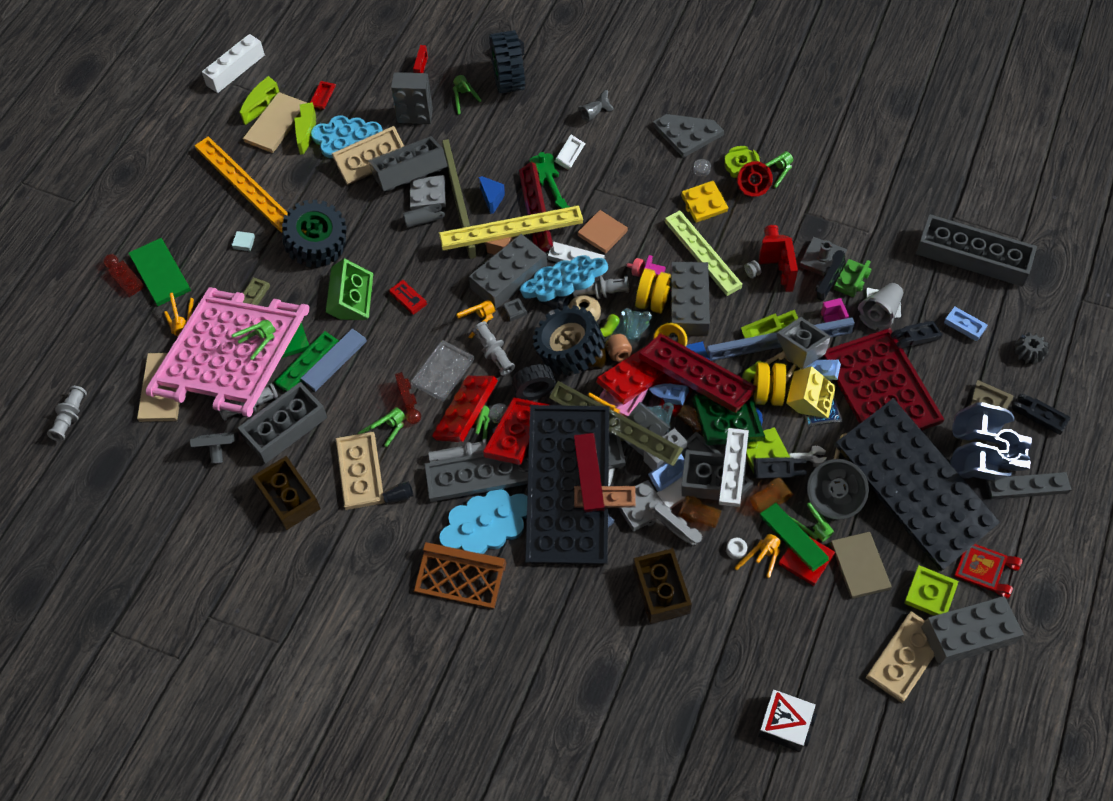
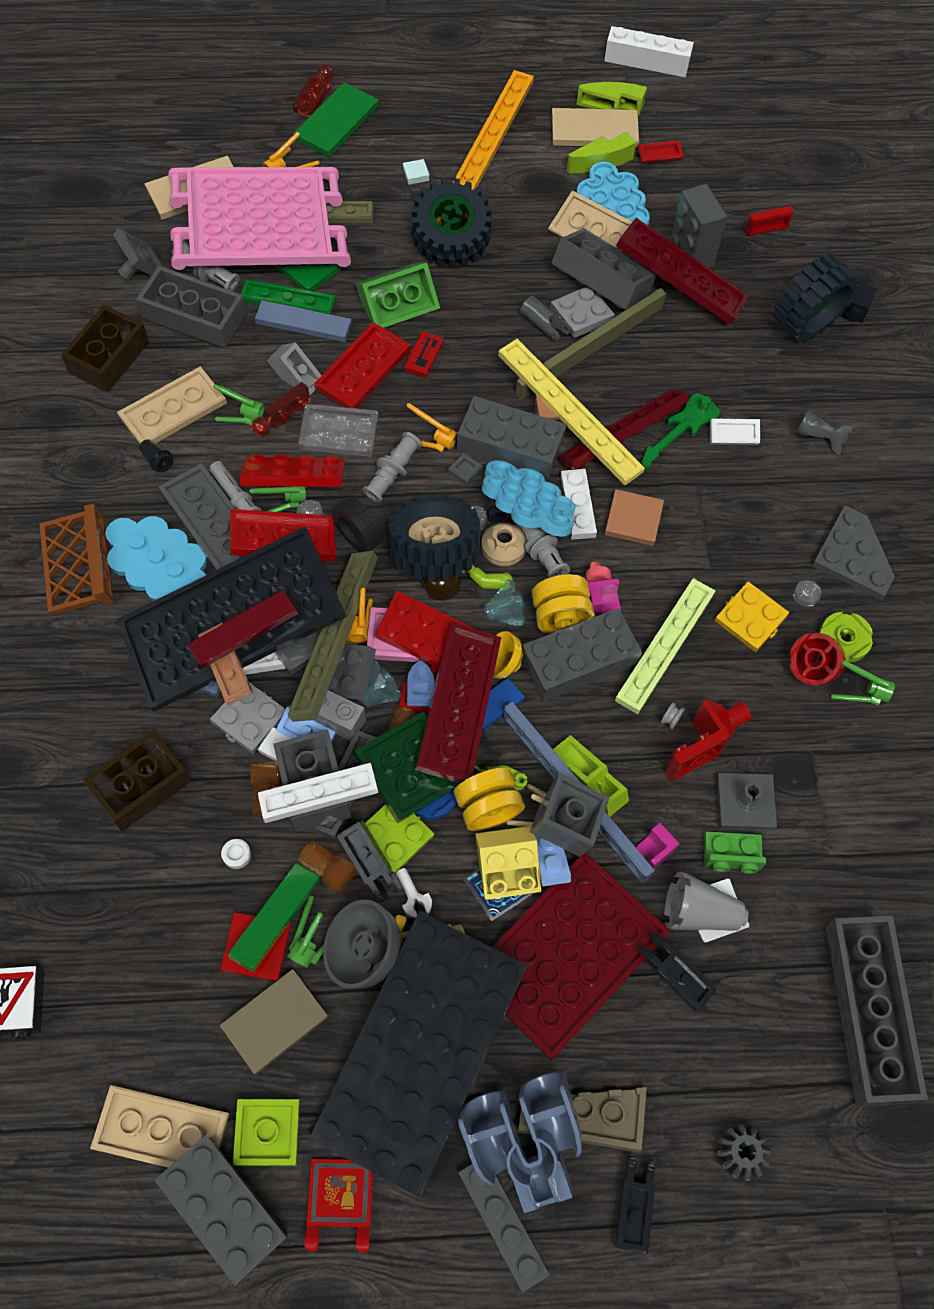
camera: 60 degrees right, 5 degrees up
(67, 413) = (121, 123): light grey piece -> none
(263, 329) = (285, 227): bright green plant -> none
(374, 377) = (294, 366): none -> light grey slope
(398, 336) = (362, 366): none -> red plate
(437, 122) = (682, 271): none -> dark red plate
(462, 86) = (763, 278): bright green plant -> none
(492, 192) = (616, 375): blue slope -> none
(618, 347) = (462, 601): nougat head -> none
(676, 524) = (230, 764): light grey hinge -> none
(768, 547) = (252, 889): light orange plant -> none
(831, 274) = (714, 818): black hinge -> none
(965, 323) = (737, 1039): light blue plate -> none

